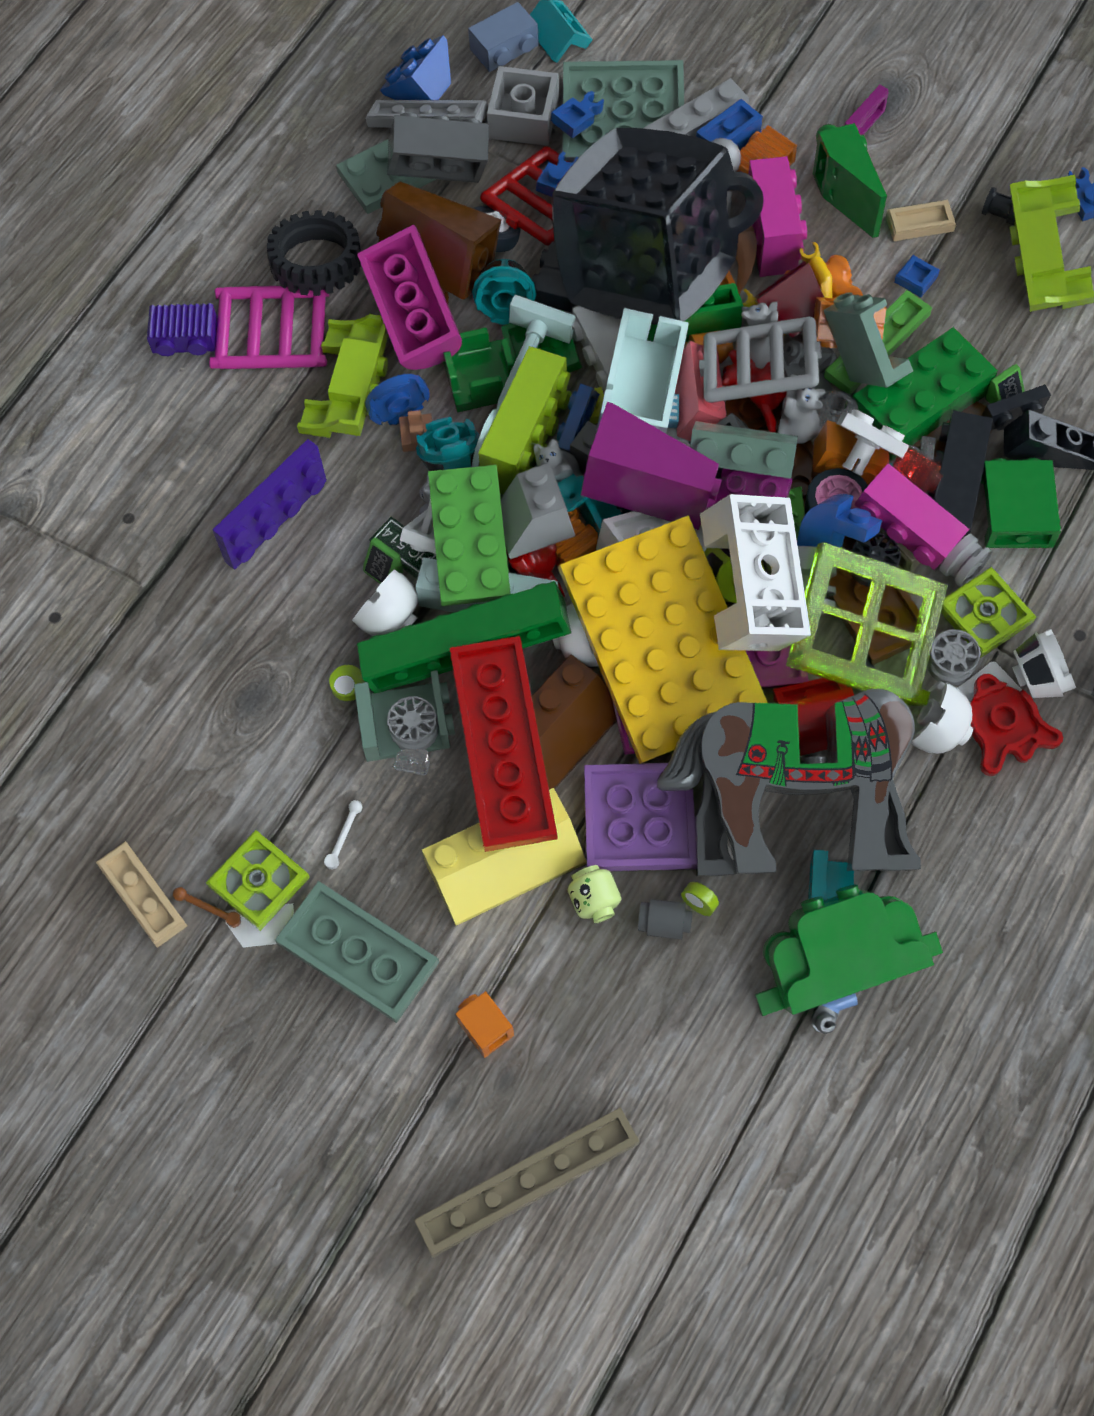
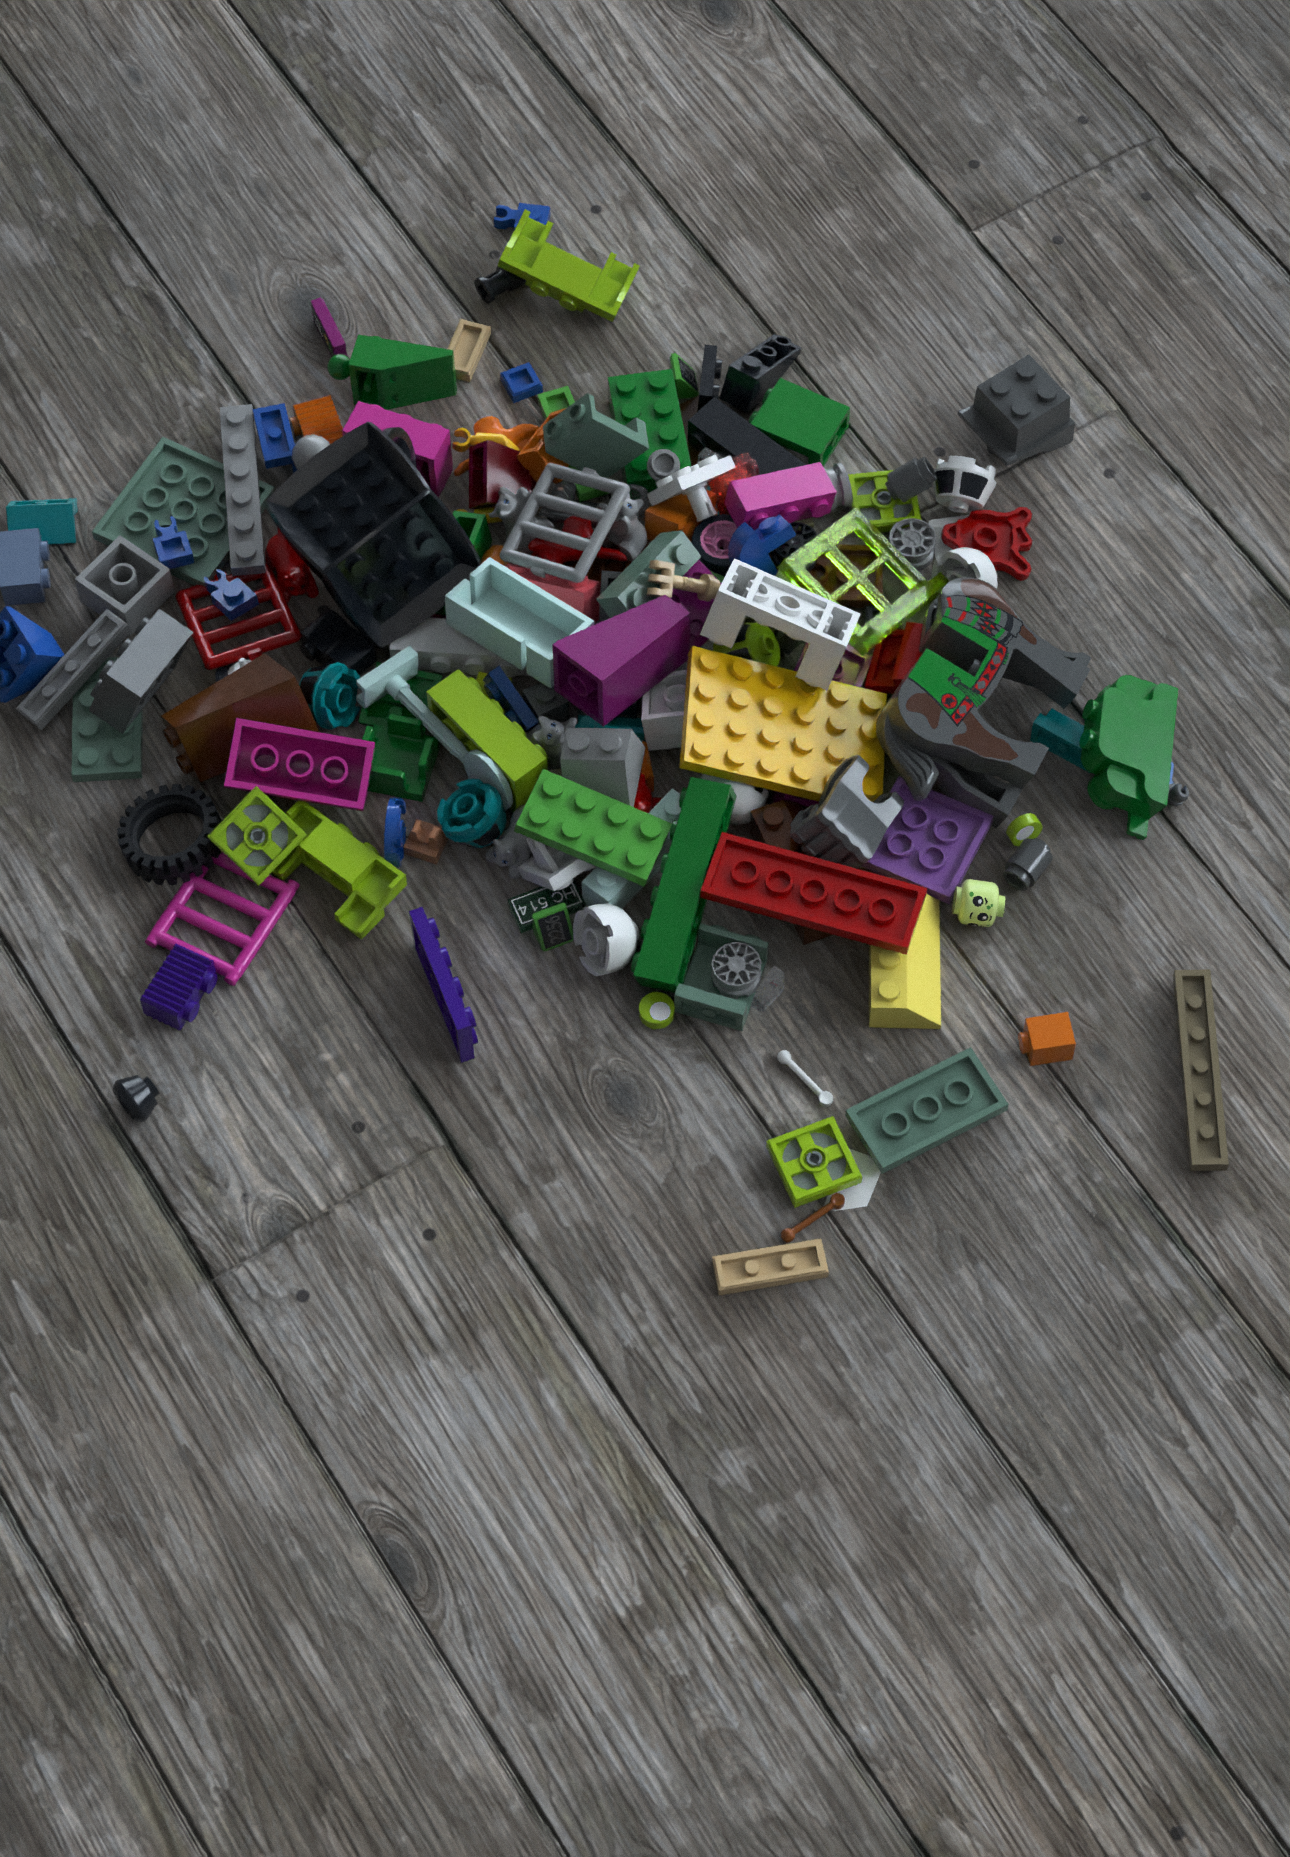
camera: 65 degrees left, 5 degrees down
(68, 350) = (136, 1096): none -> black cone
(332, 303) = (257, 835): none -> lime piece
(594, 734) = (845, 823): none -> dark grey piece
(737, 460) = (705, 587): none -> tan hinge
(882, 409) = (662, 464): none -> light grey plate
(1011, 617) = (911, 479): none -> dark grey brick

